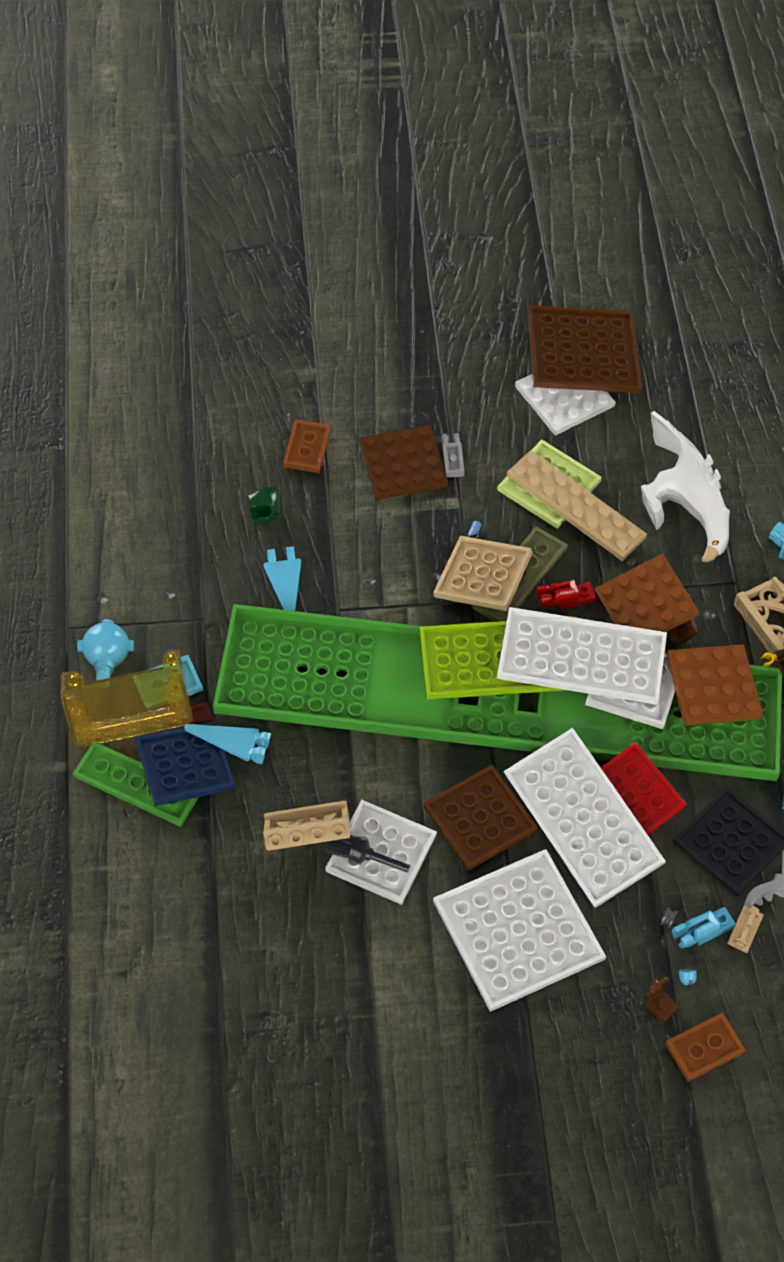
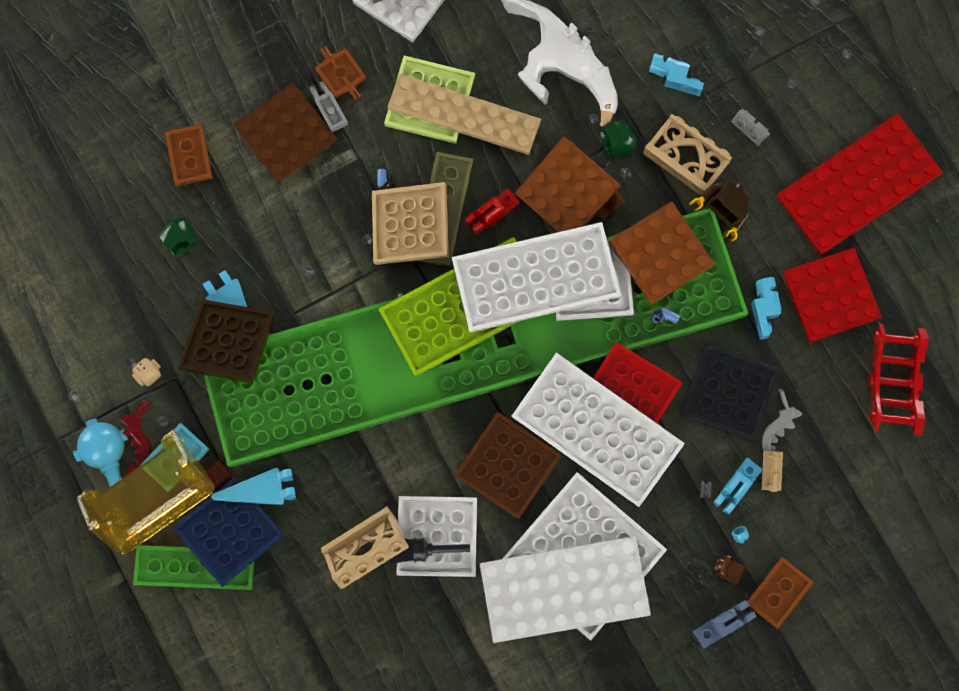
camera: 20 degrees left, 20 degrees up
(143, 645) = (138, 436): none -> dark red piece
(179, 601) = (146, 372): none -> tan head
(265, 600) = (226, 341): none -> dark brown plate
(476, 433) = (340, 73): none -> dark orange plate
(485, 949) = (564, 589): none -> white plate
(634, 1052) = (723, 625): none -> sand blue plate
(694, 740) = (664, 314): none -> arm
(715, 578) = (618, 139): none -> dark green piece

